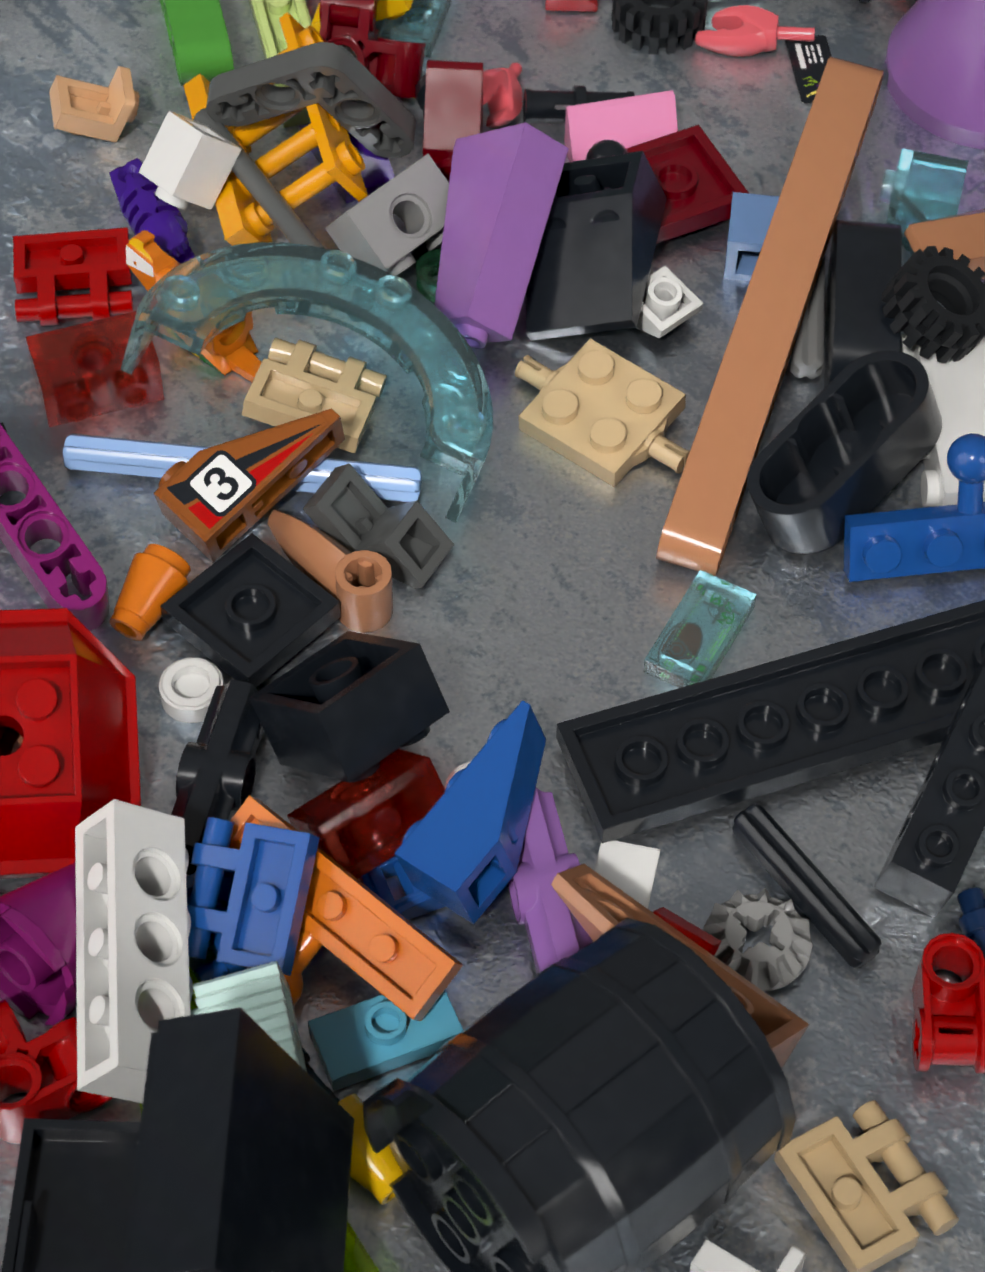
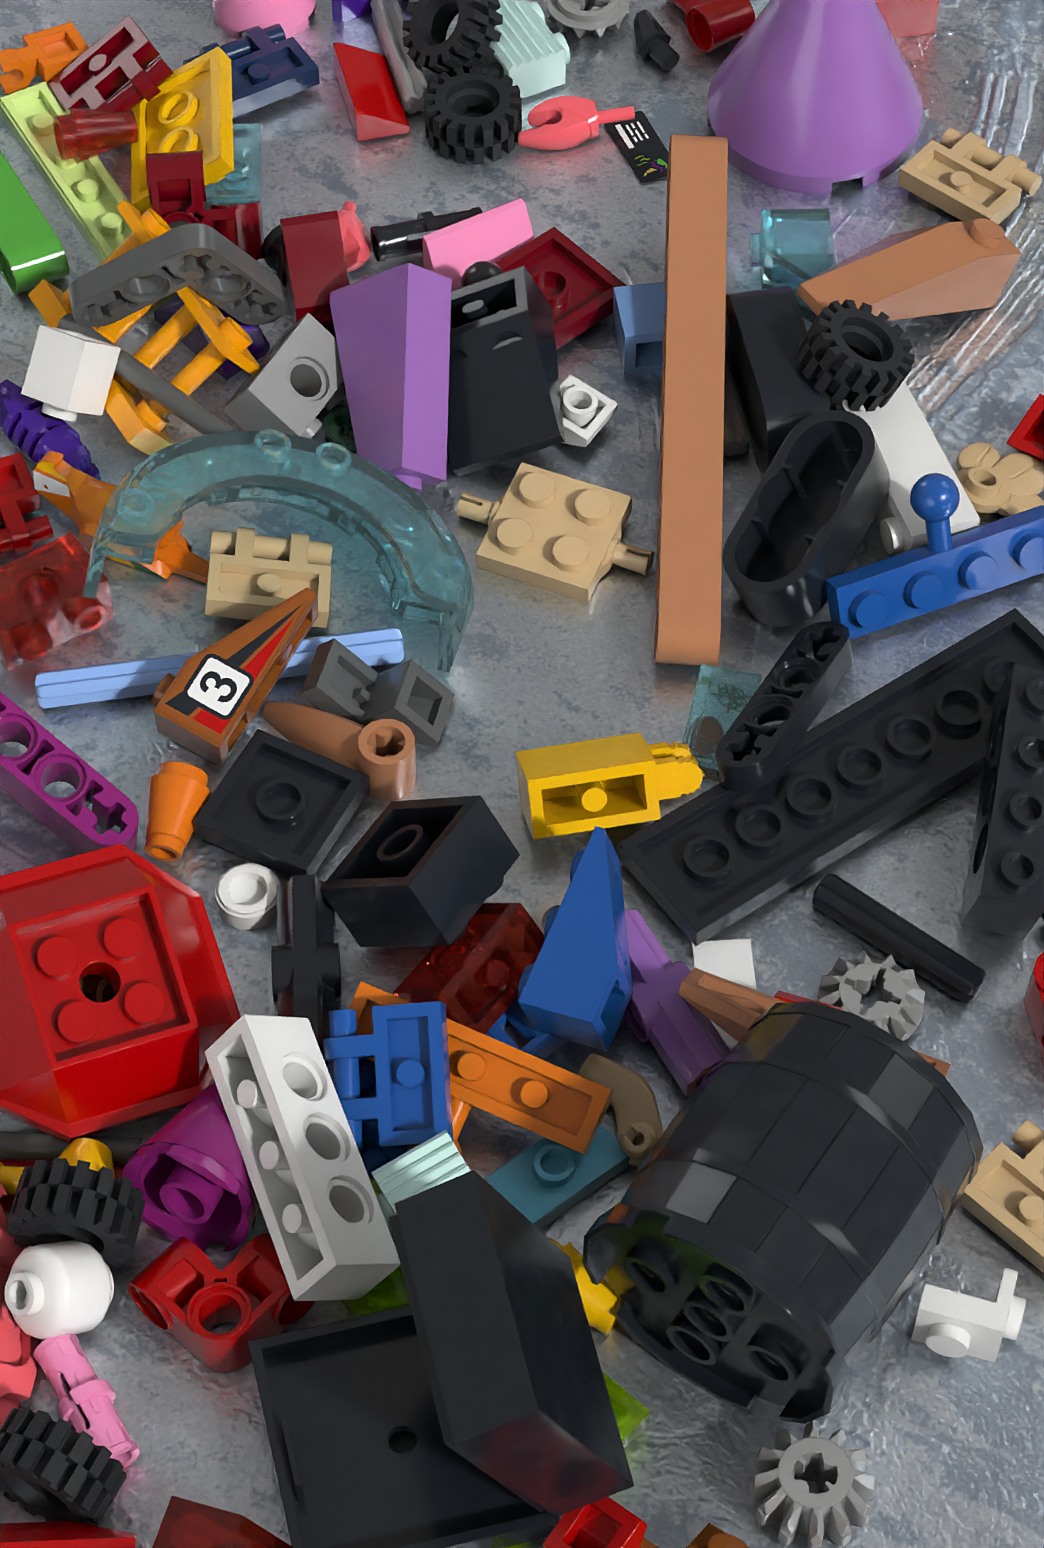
camera: 15 degrees left, 0 degrees up
(483, 972) = (633, 1104): none -> tan arm
(560, 661) = (601, 783): none -> yellow hinge
(719, 667) = (776, 701): none -> black beam

